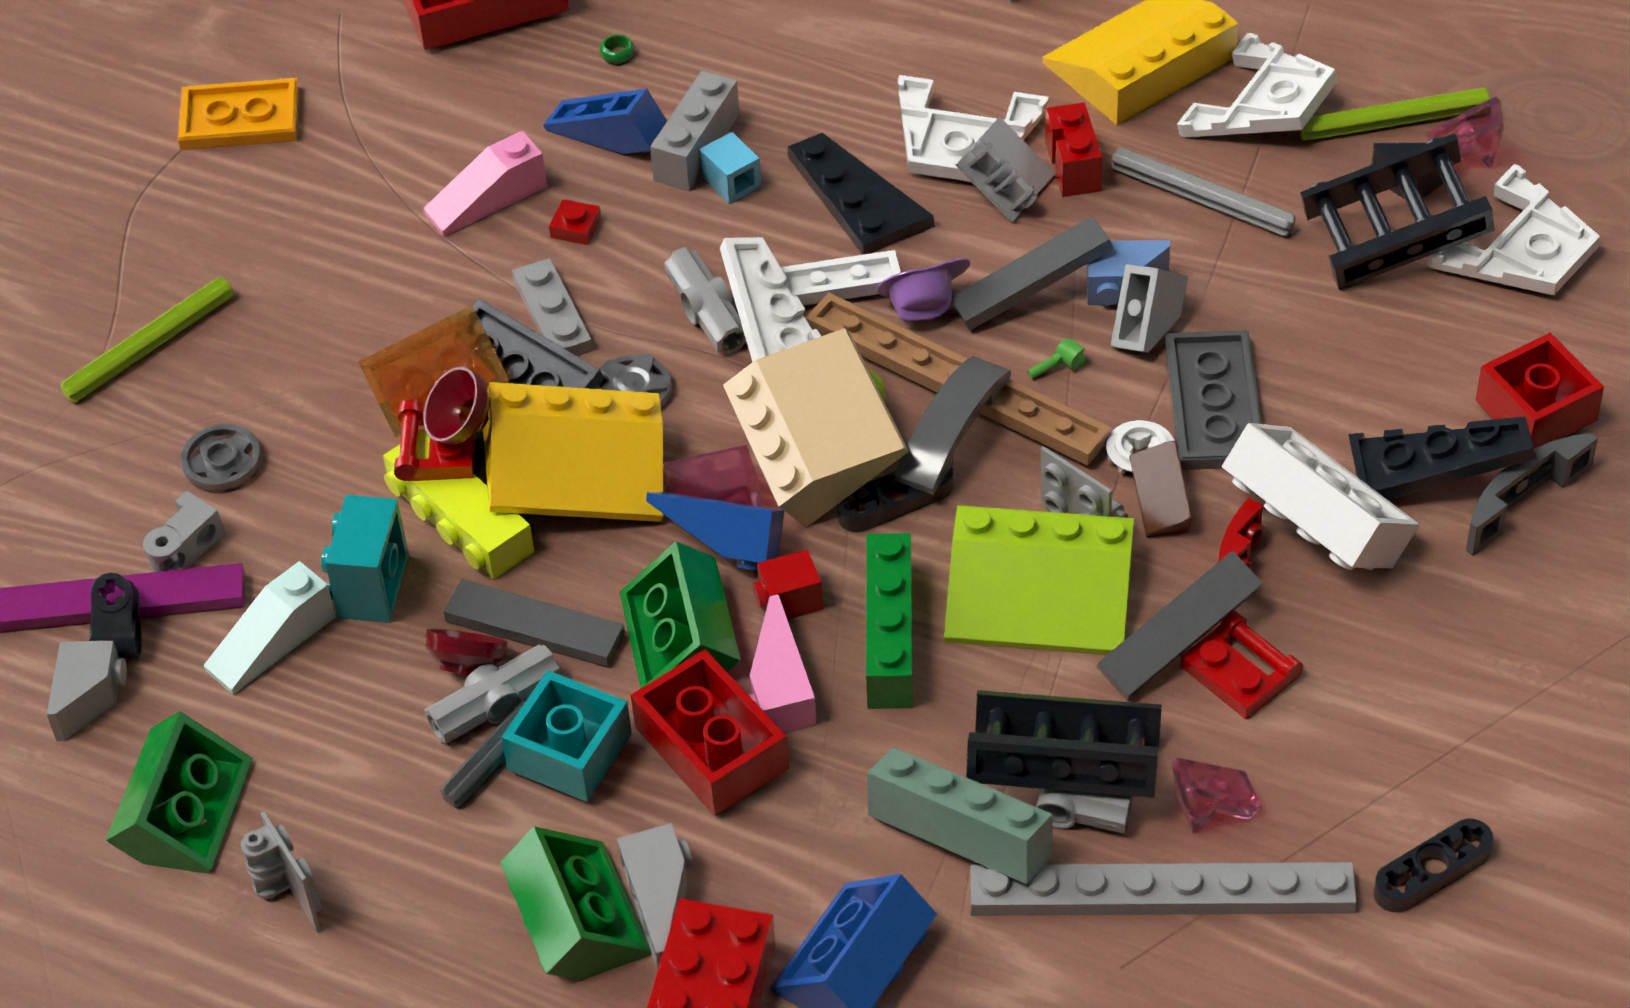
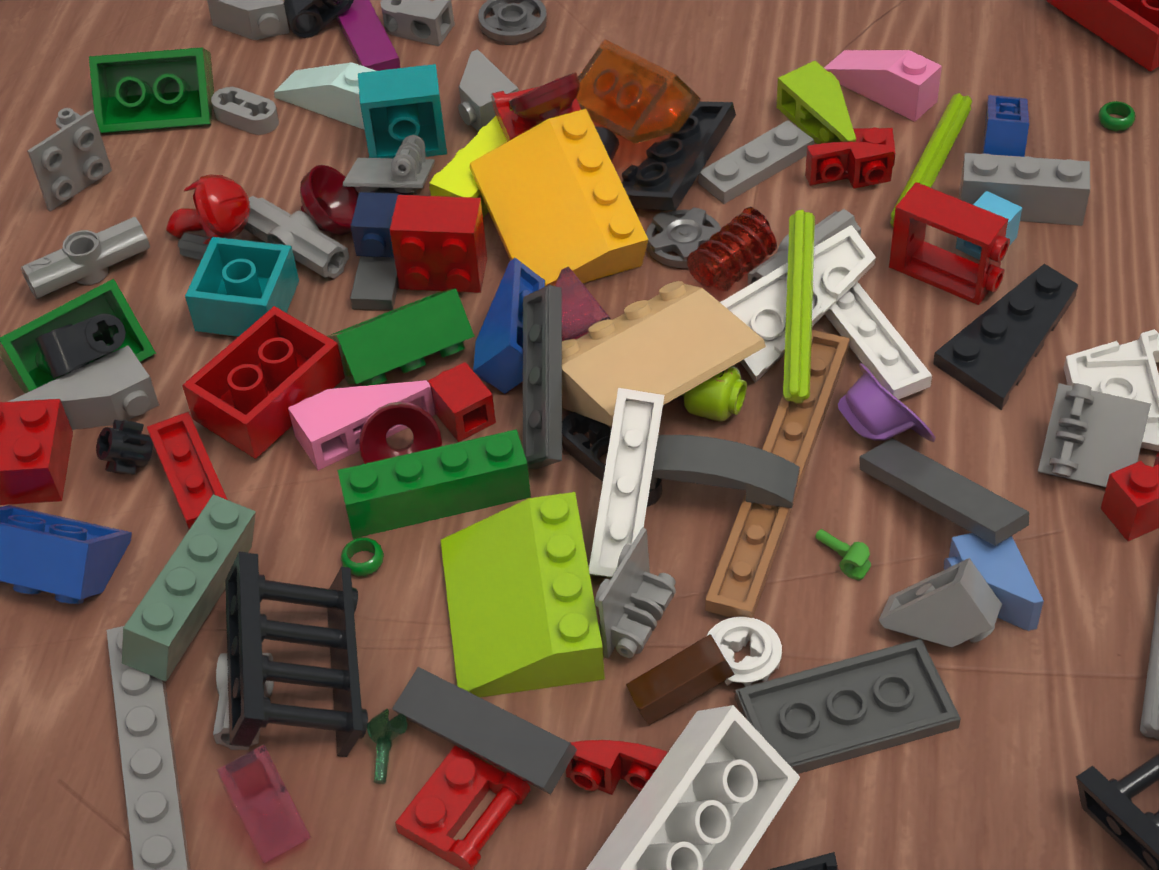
camera: 75 degrees right, 0 degrees up
(252, 719) = (245, 110): none -> light grey beam
(325, 491) = (476, 86): none -> light grey slope
(436, 589) = (403, 172): none -> light grey hinge
(445, 738) = (219, 211): none -> red piece
(445, 902) = (85, 257): none -> light grey piece
(509, 240) = (815, 104): none -> lime slope
(529, 606) = (372, 224): none -> dark blue brick
(585, 555) = (439, 243): none -> red brick
(601, 239) = (858, 161): none -> red slope
(607, 872) = (75, 346): none -> black piece
(617, 186) = (939, 144): none -> lime axle
(682, 345) = (733, 251): none -> clear red piece
(739, 876) = (124, 447): none -> black gear
(765, 211) = (938, 266): none -> red window
(791, 819) = (185, 464): none -> red plate
(799, 301) = (799, 307): none -> lime axle
(807, 498) = (542, 377): none -> dark grey tile
(831, 635) = (373, 433): none -> dark red piece
(939, 710) = (358, 545): none -> green piece
(958, 459) = (626, 477): none -> white plate
(1153, 696) = (383, 733): none -> clear green hand

